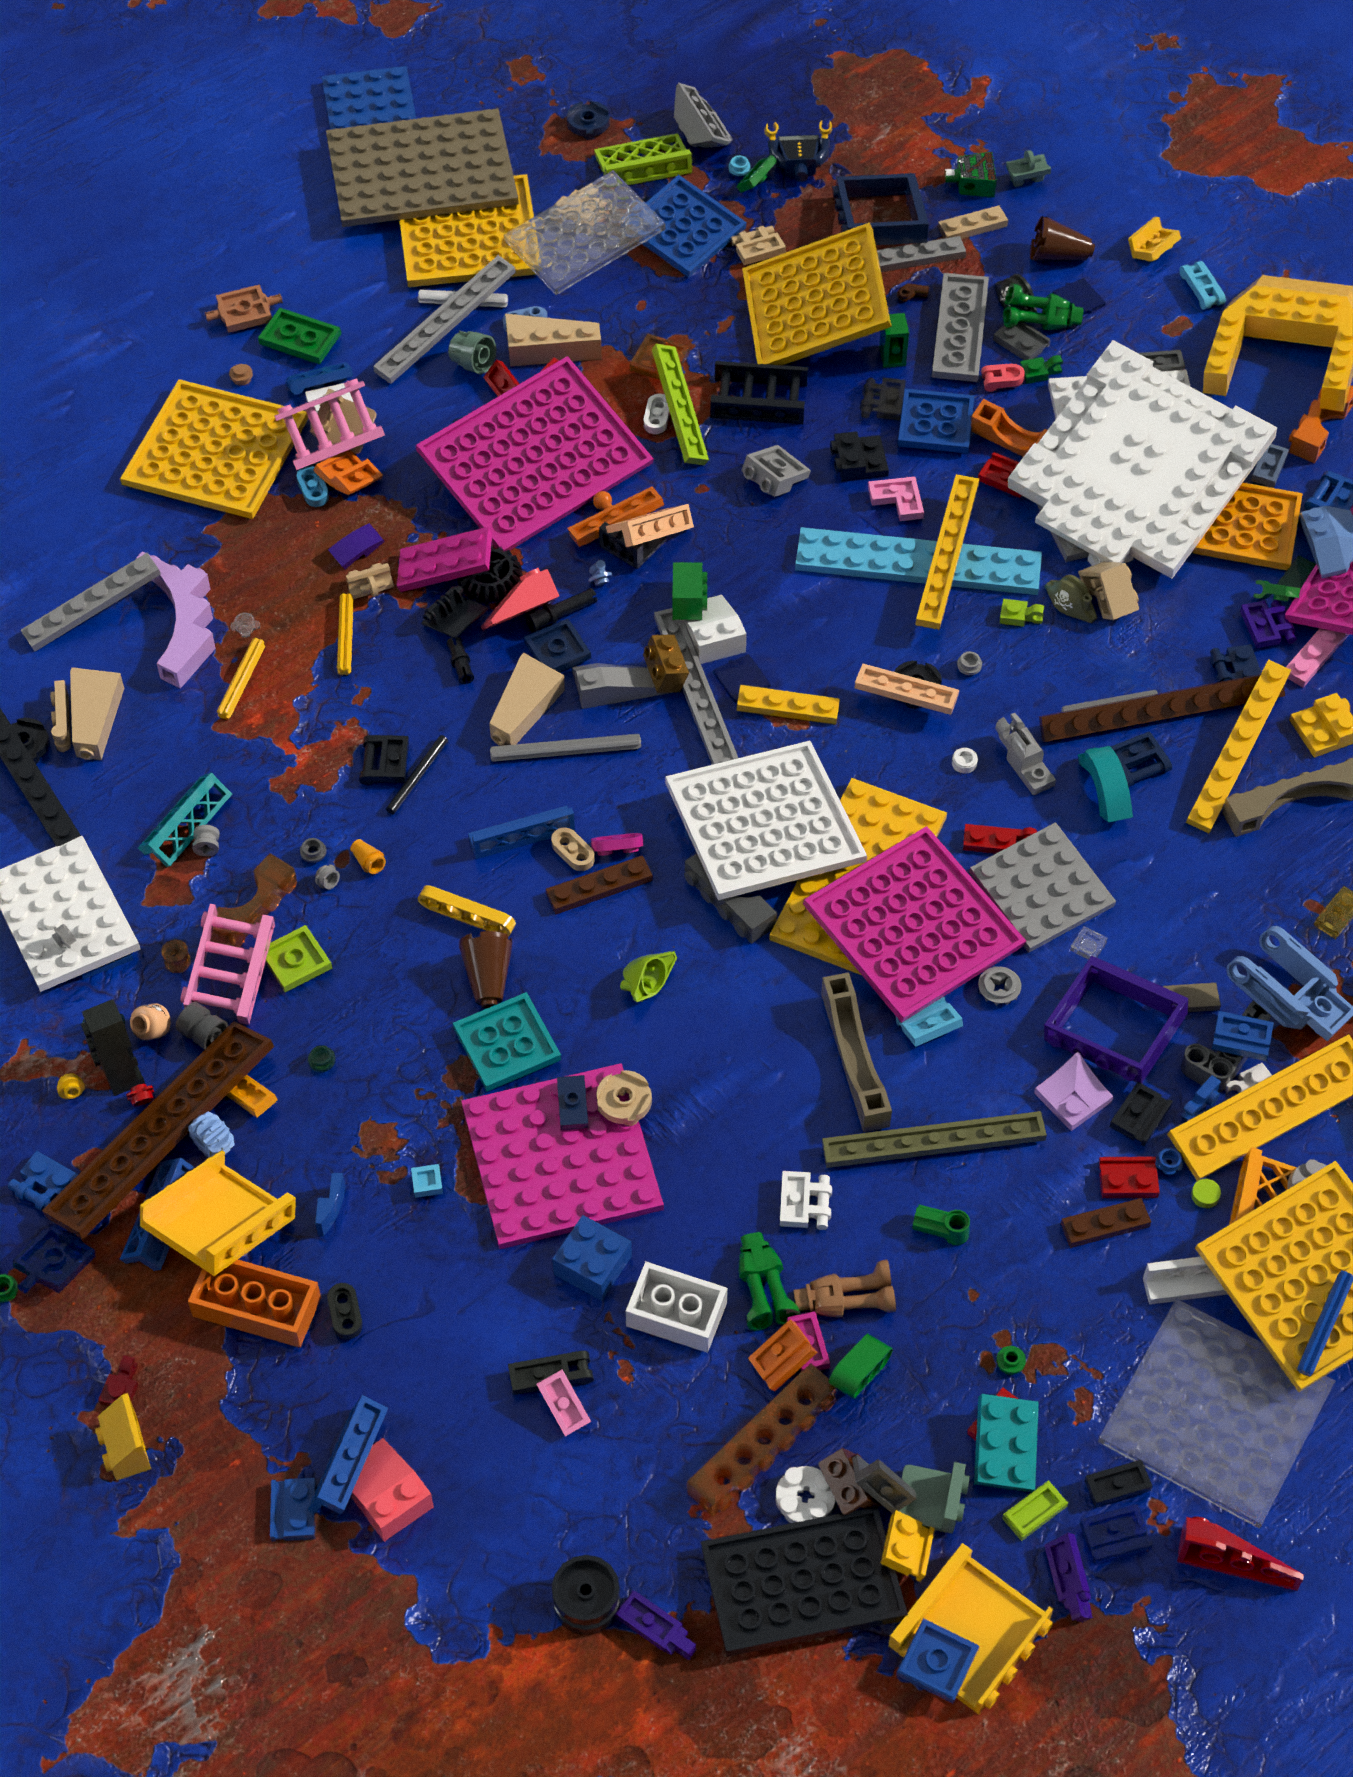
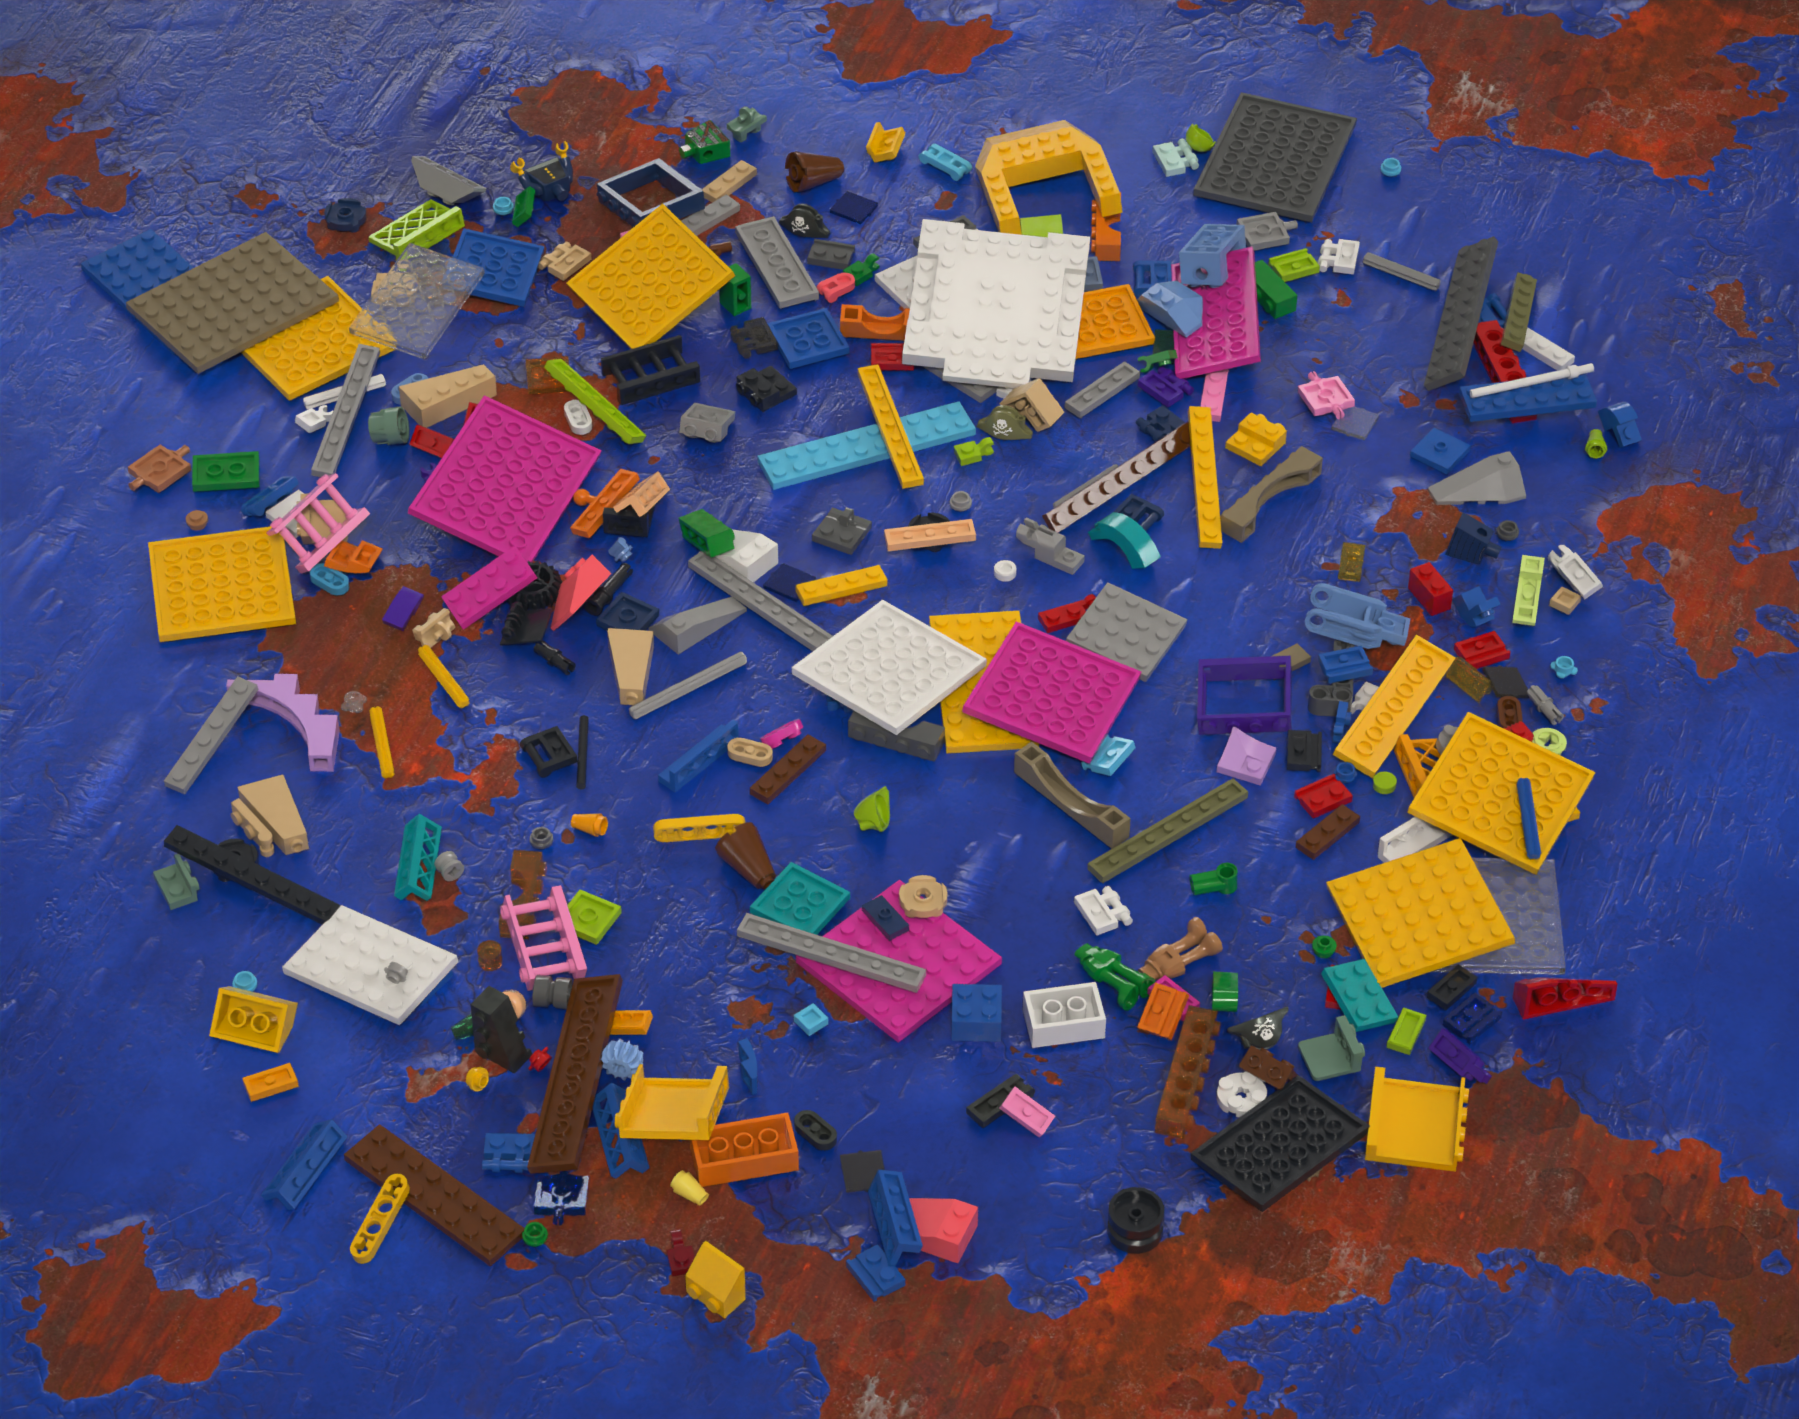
camera: 30 degrees left, 10 degrees down
(179, 1313) = (689, 1188): none -> light yellow cone
(321, 1058) = (663, 975): plate -> none
(327, 877) = (568, 851): light grey plate -> none
(363, 1377) = (860, 1169): none -> clear smoke piece
(412, 315) = (313, 420): none -> white plate
(491, 1118) = (831, 952): none -> light grey plate
(655, 1625) = (1197, 1219): dark purple hinge -> none
(665, 663) = (728, 591): pearl gold brick -> none
(830, 644) = (842, 530): none -> dark grey hinge
(870, 1433) = (1261, 1031): none -> pearl dark grey hat
(883, 1484) = (1298, 1053): dark grey panel -> none
(899, 491) = (820, 400): bright pink plate -> none
(907, 1545) = (1337, 1088): yellow plate -> none
(937, 1660) = (1408, 1146): blue plate -> none
(996, 976) = (1136, 704): light grey gear -> none
(1055, 314) = (846, 225): green piece -> none
(1088, 943) = (1187, 655): clear plate -> none
(1137, 1376) = (1420, 912): none -> yellow plate
(1198, 600) = (1102, 389): none -> light grey plate
(1252, 395) = (1041, 225): none -> lime panel

